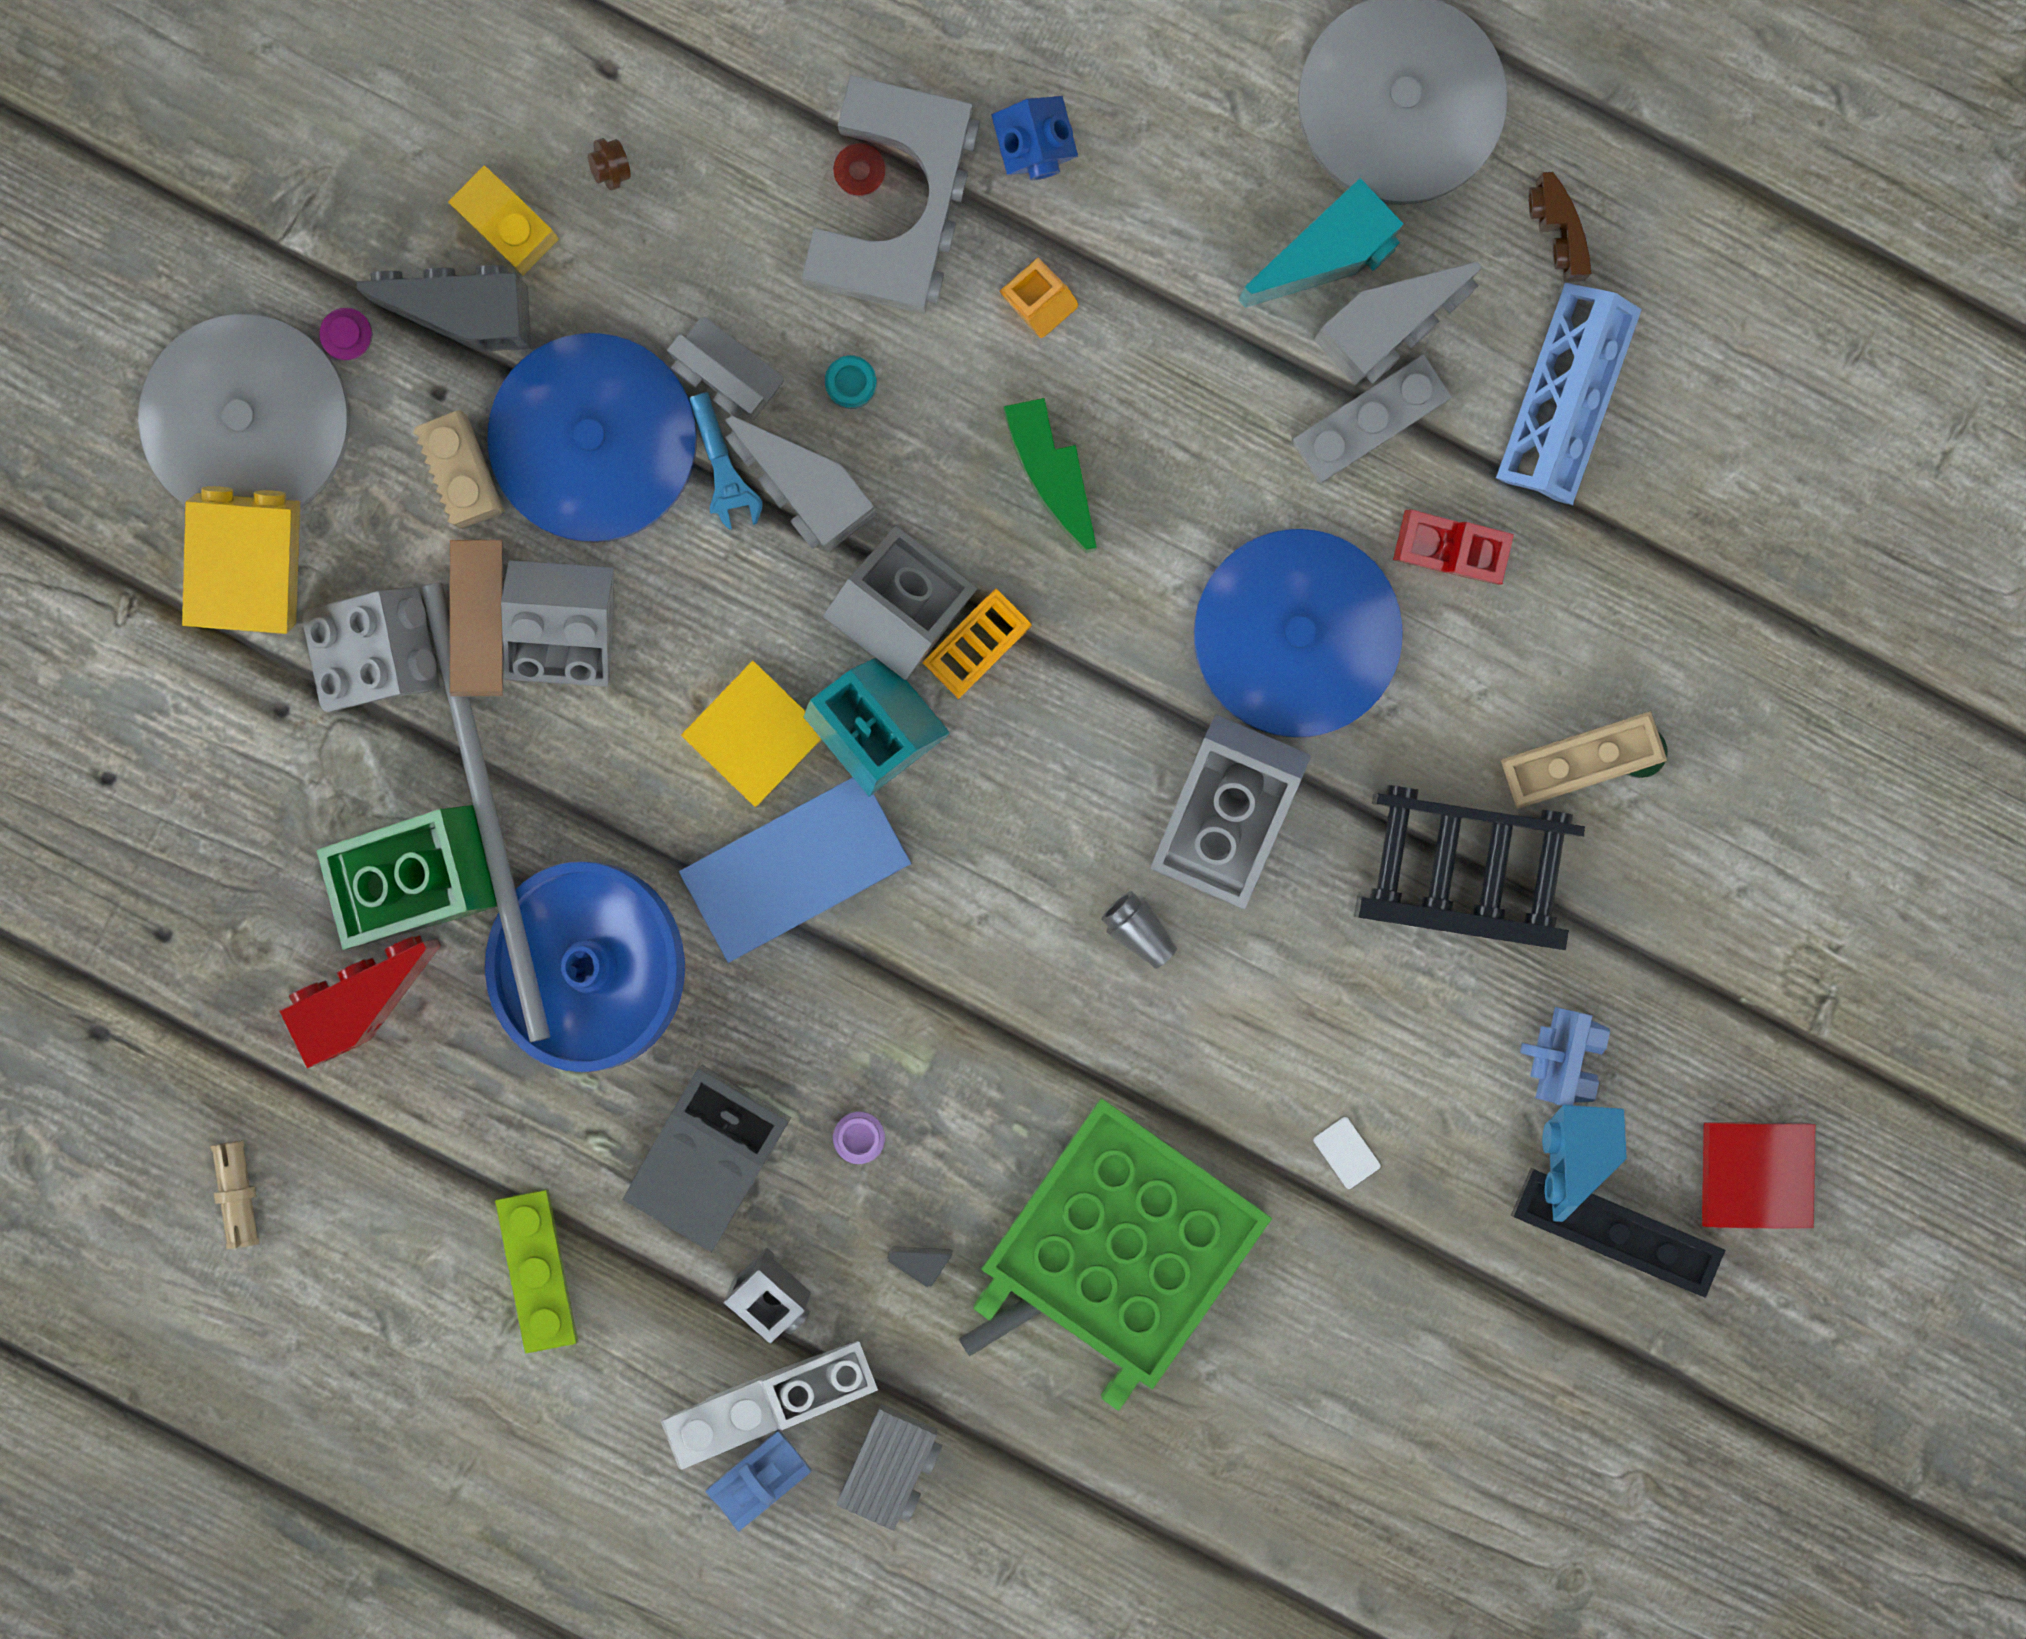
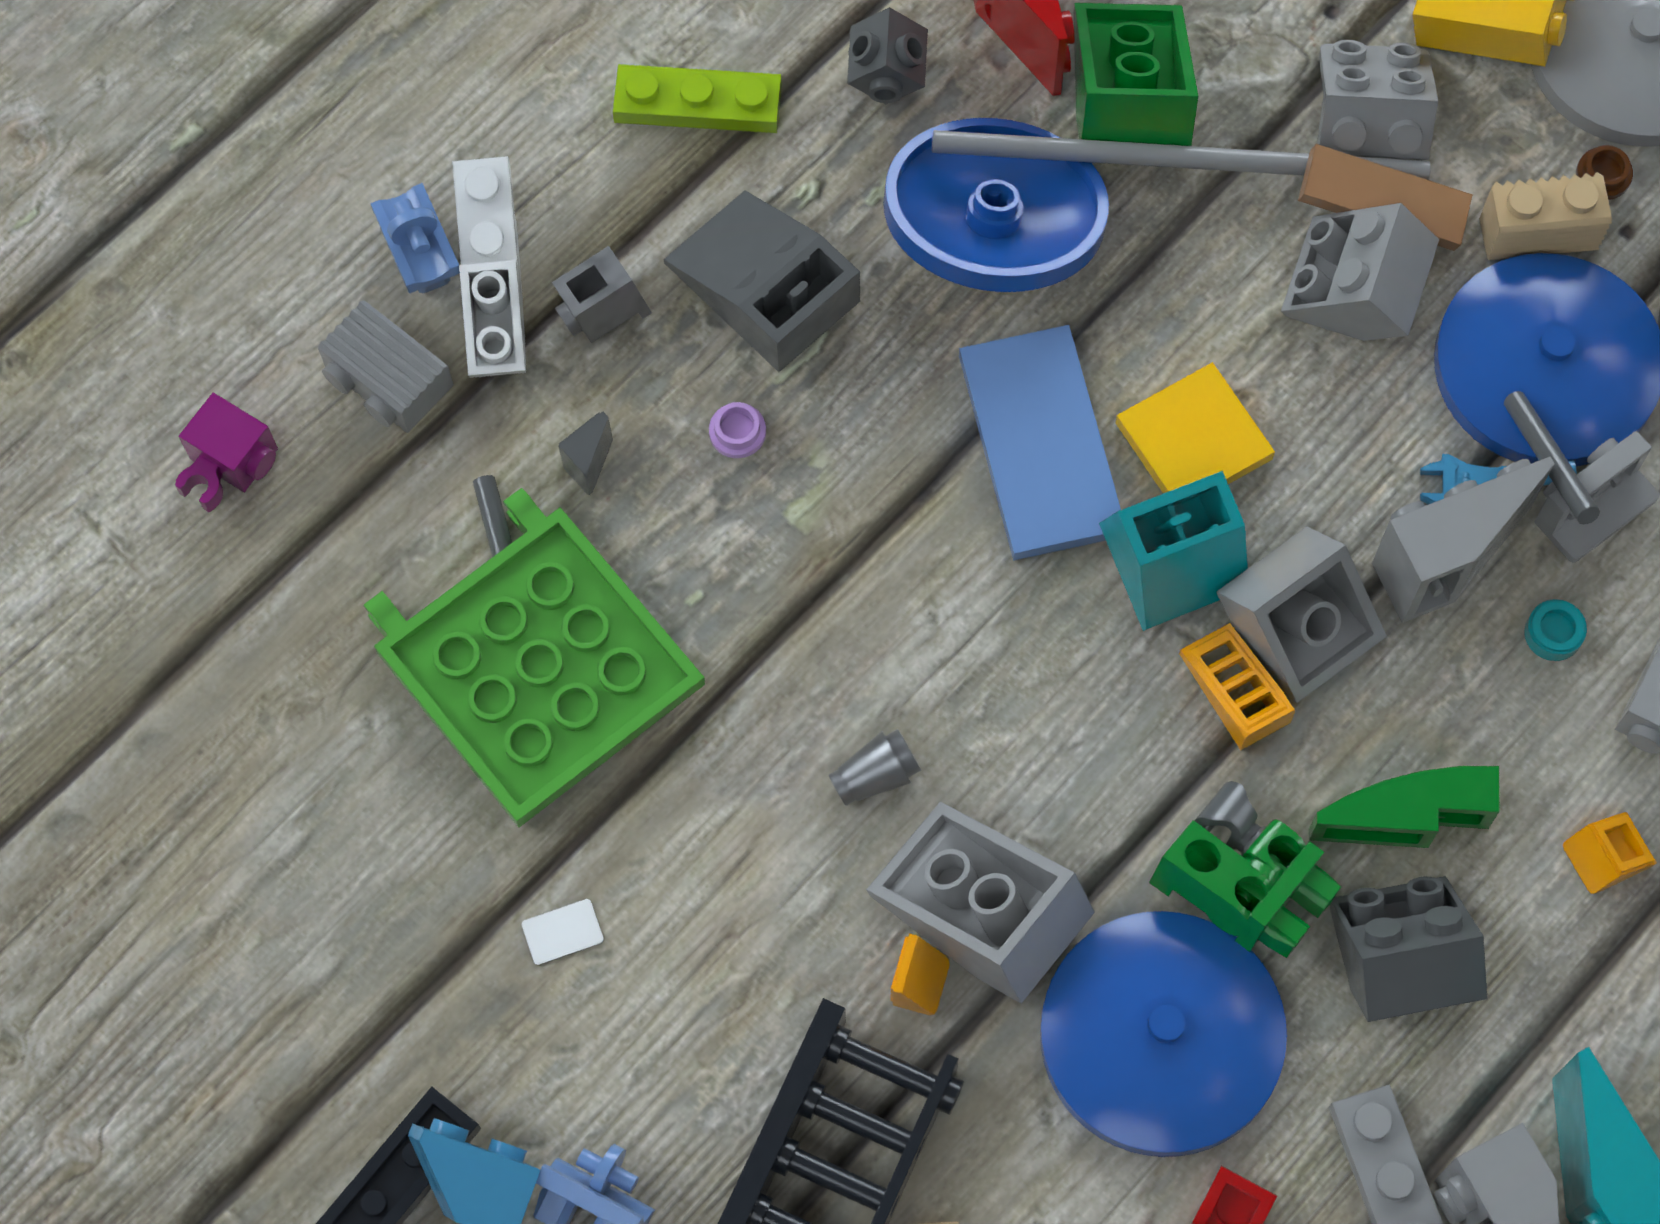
camera: 110 degrees right, 20 degrees down
(391, 425) = (1611, 164): none -> reddish brown plate
(458, 1105) = (887, 56): none -> dark grey brick
(712, 418) = (1544, 446): none -> dark grey bar
(1002, 1581) = (224, 446): none -> magenta brick
(1164, 586) = (1247, 890): none -> green hips
(1174, 448) = (1409, 948): none -> dark grey slope
(1308, 844) = (919, 976): none -> light orange slope

